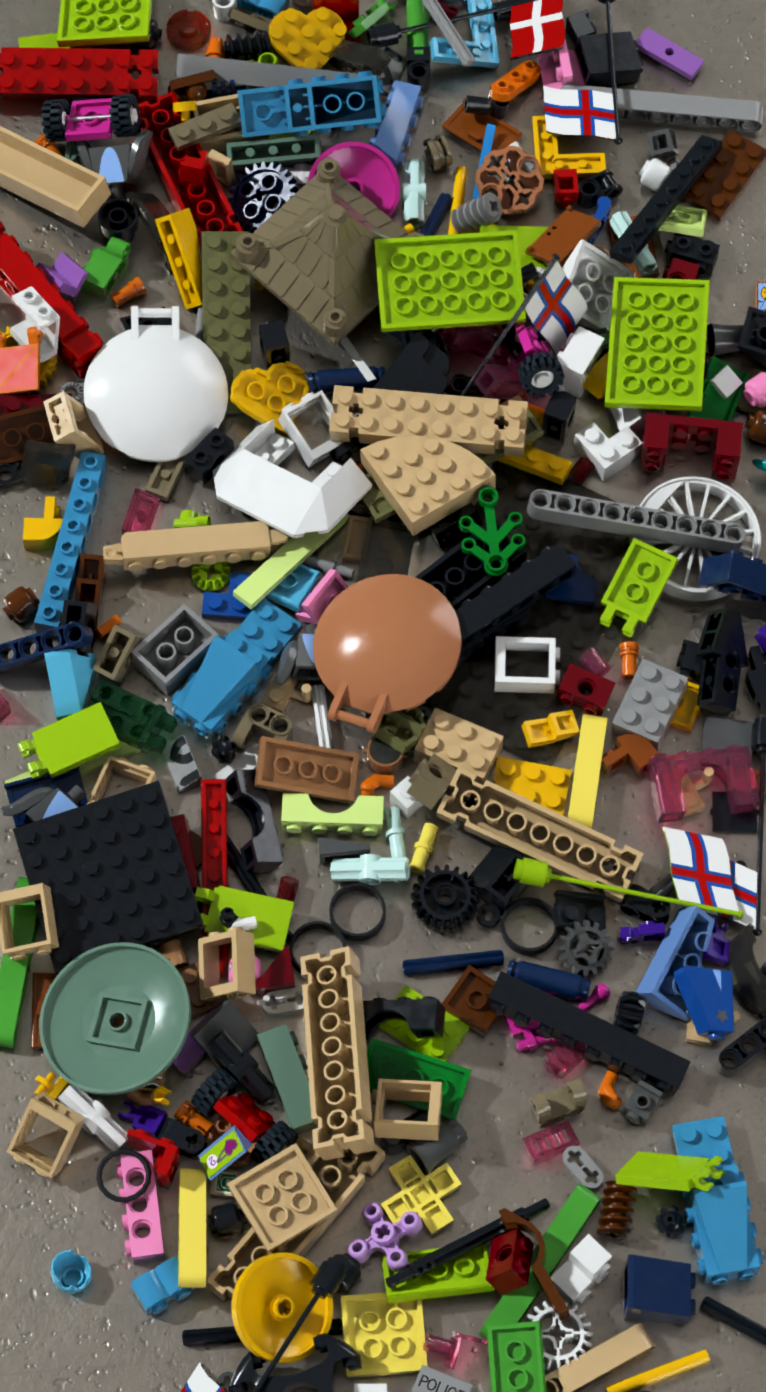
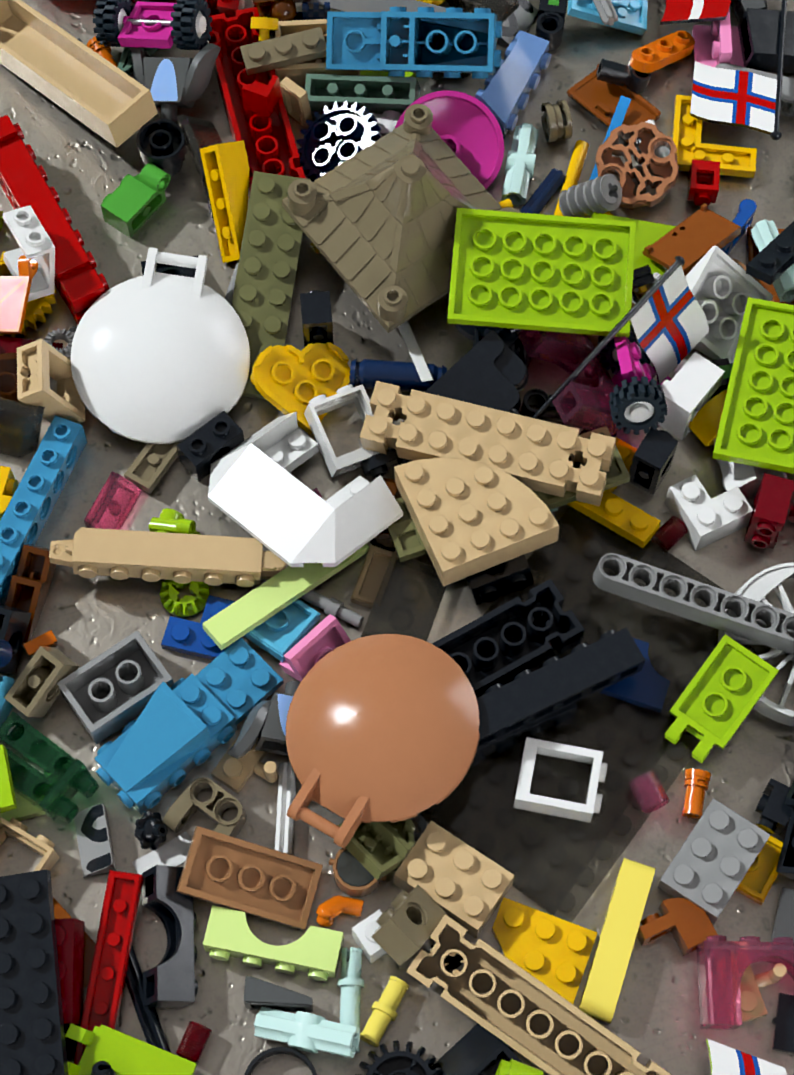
camera: 10 degrees right, 0 degrees up
(65, 274) = (84, 203): medium lavender panel -> none
(128, 292) = (158, 232): orange pin -> none
(492, 536) = (542, 605): green plant -> none
(550, 729) = (578, 872): yellow slope -> none
(579, 678) = (650, 827): dark red brick -> none
(598, 186) = (740, 187): black piece -> none

